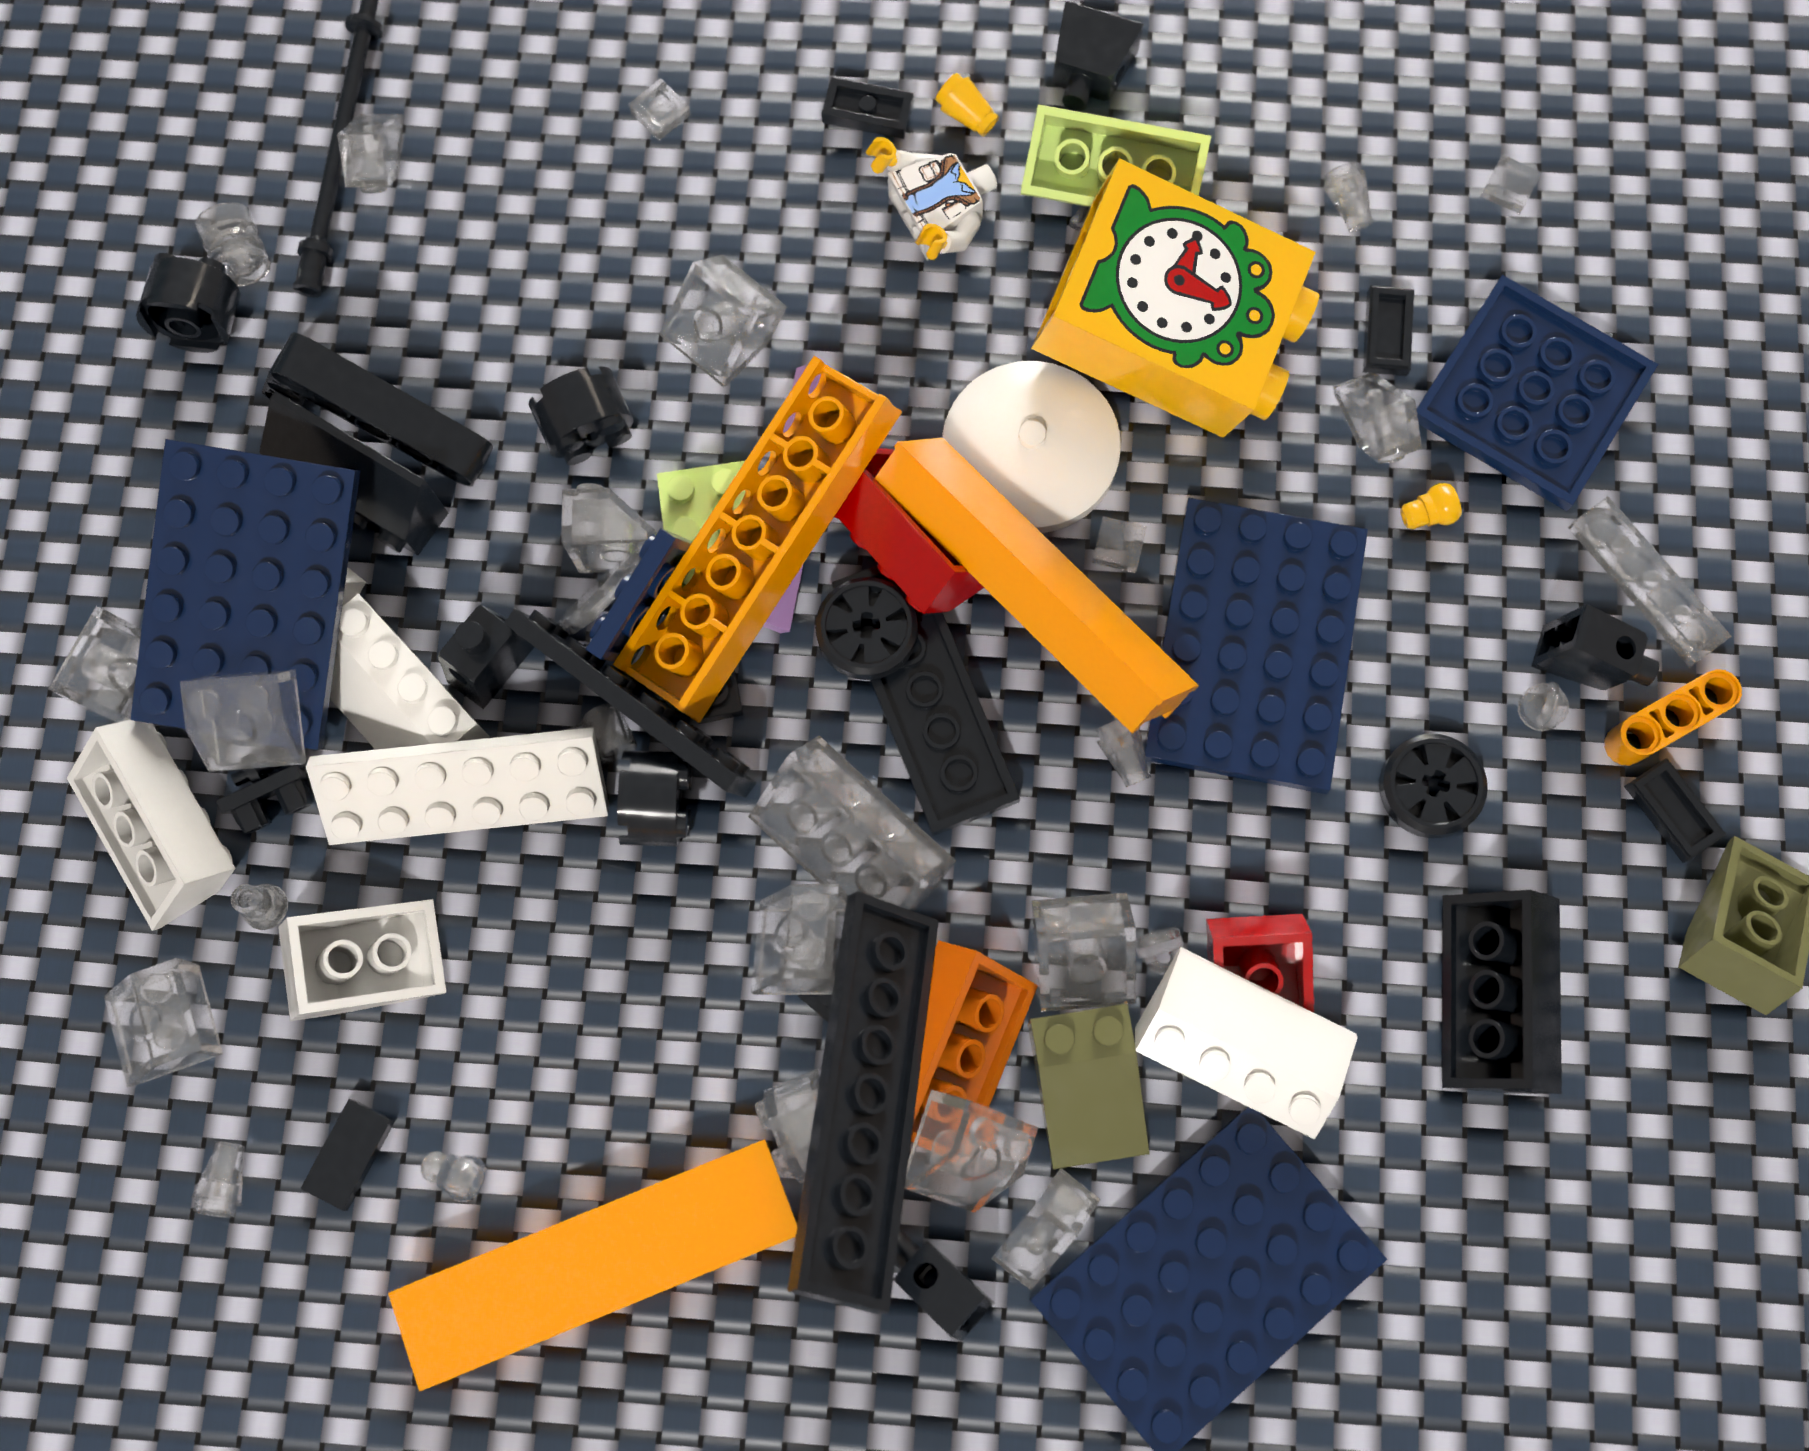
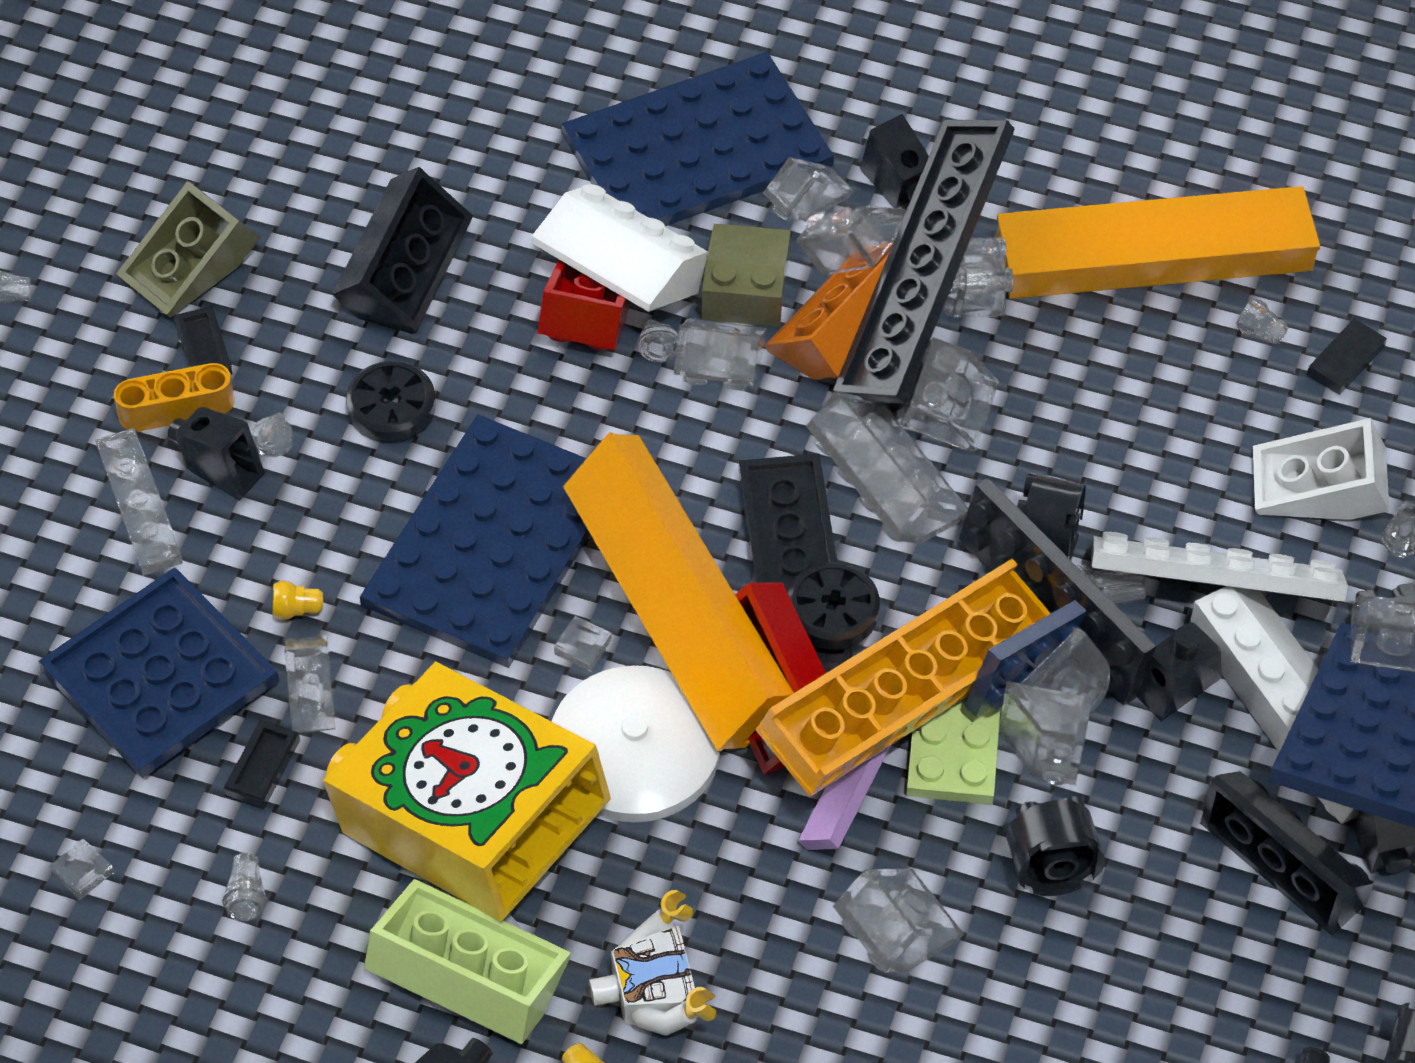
camera: 170 degrees left, 20 degrees down
(377, 407) = (1272, 888): black beam -> none

